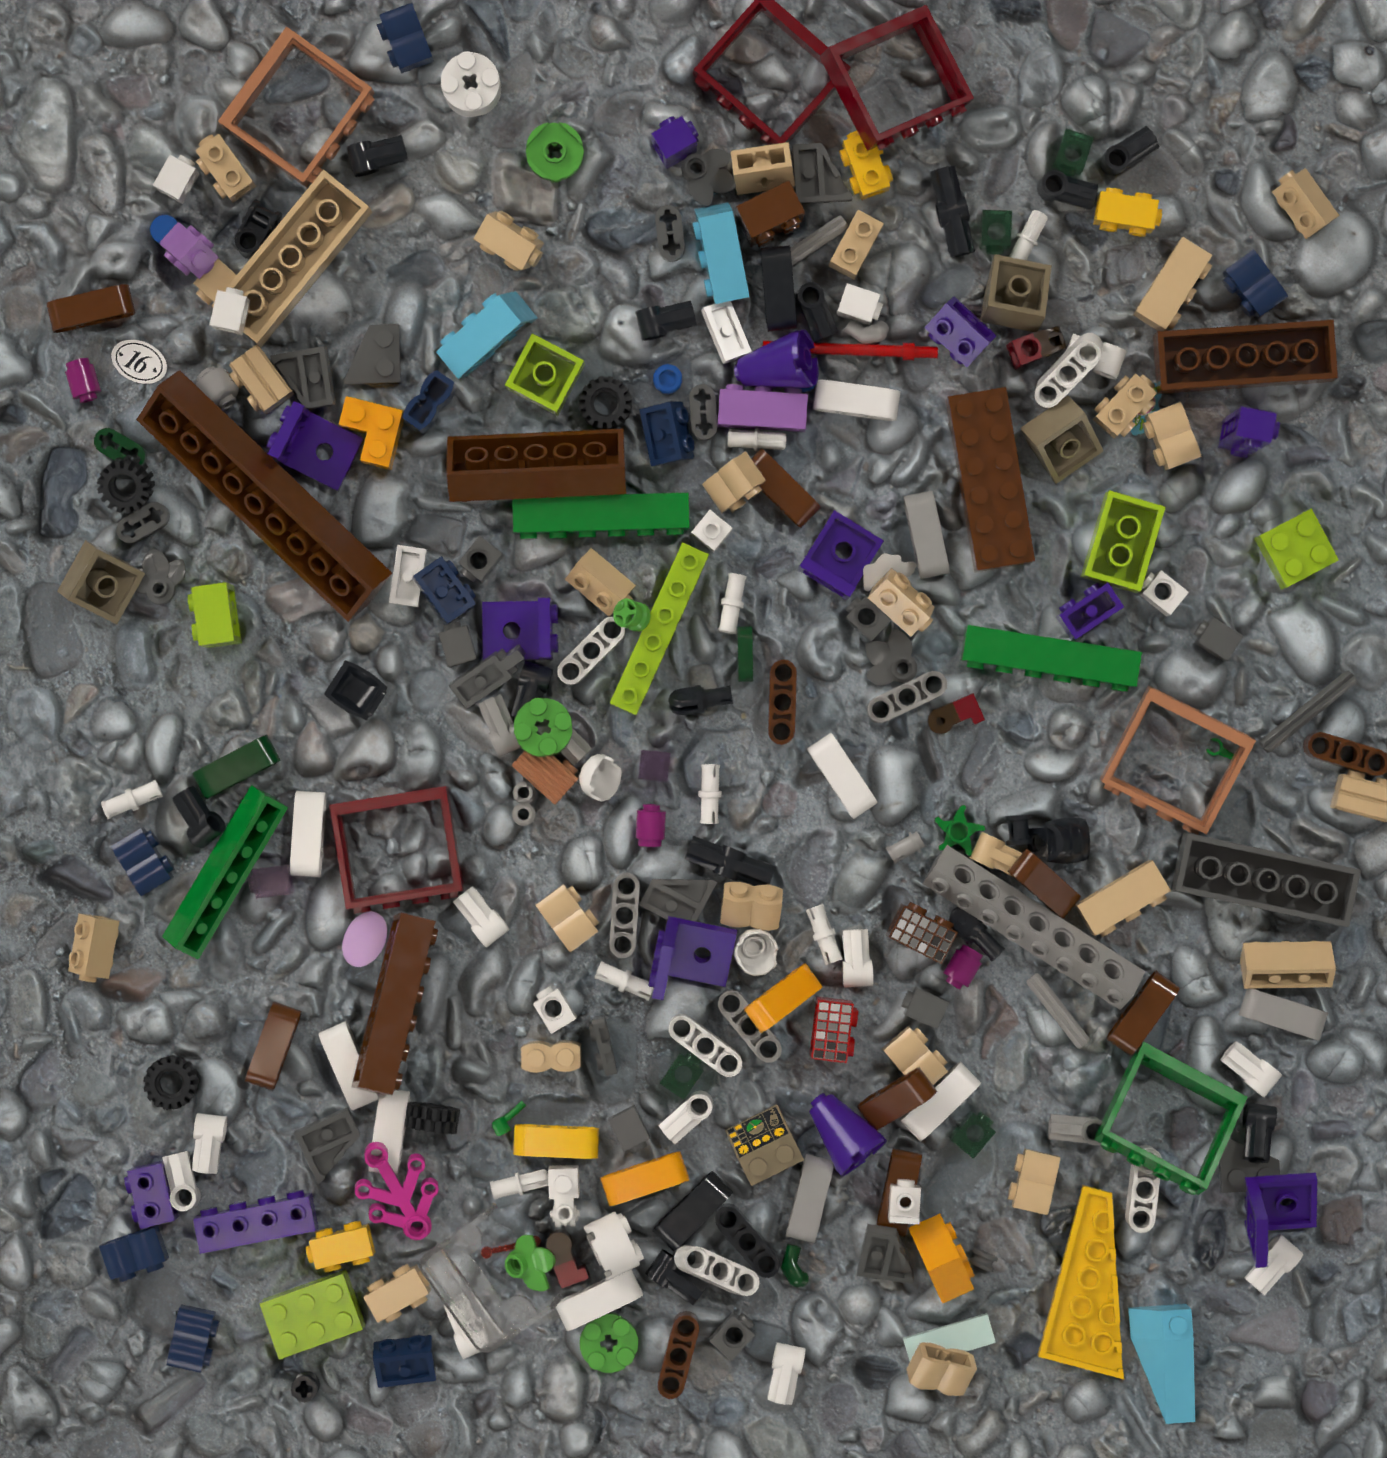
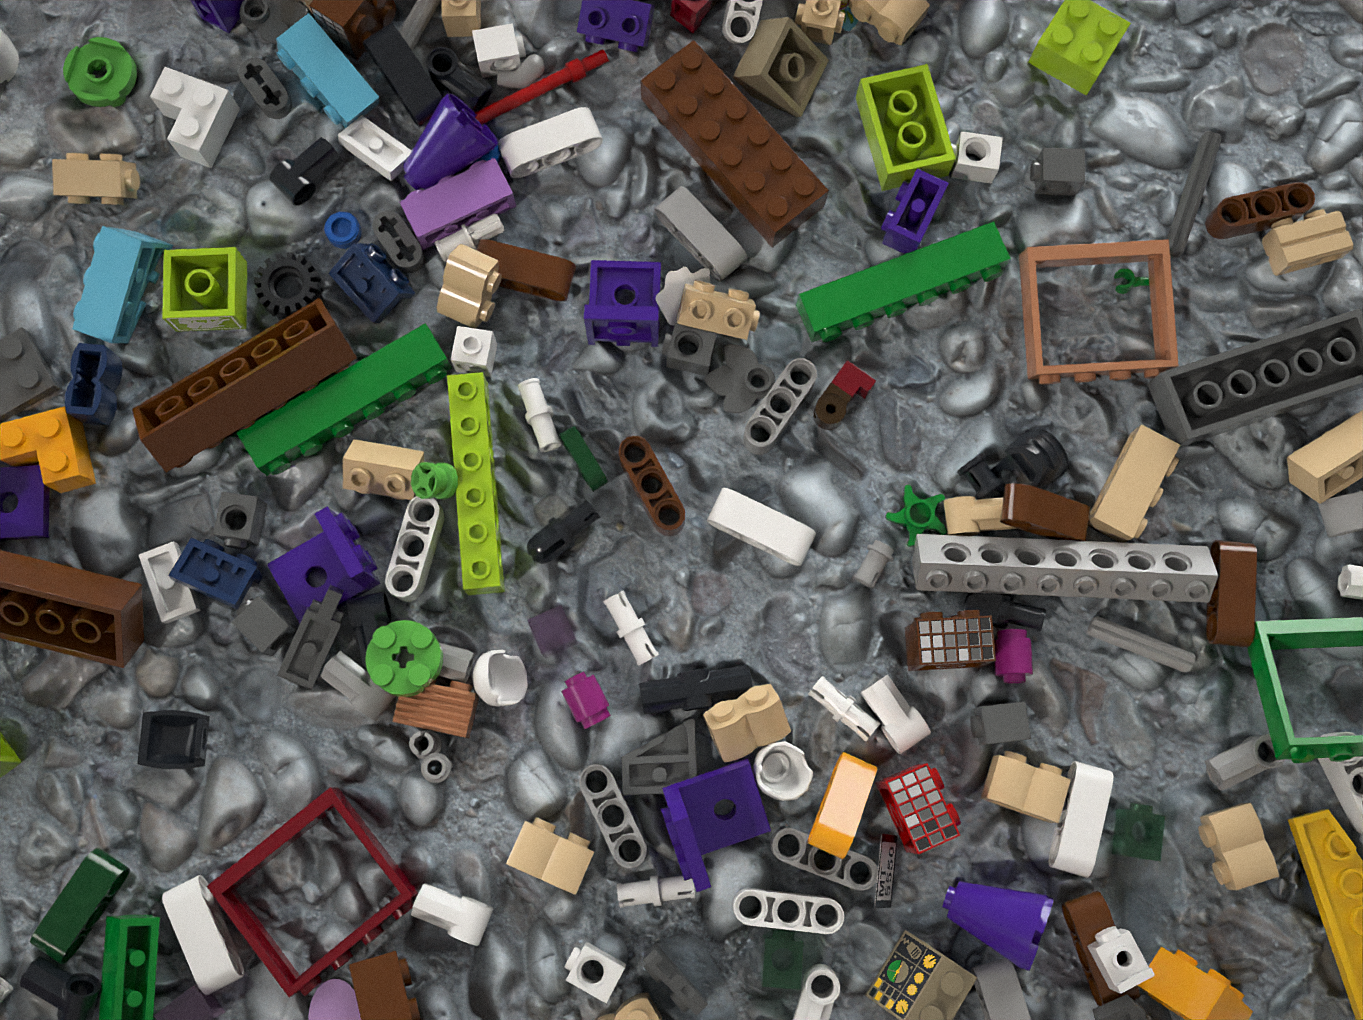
camera: 30 degrees left, 10 degrees down
(614, 232) = (201, 114): none -> white brick
(786, 1058) = (886, 871): none -> sticker
(897, 1098) = (1036, 843): reddish brown beam -> none

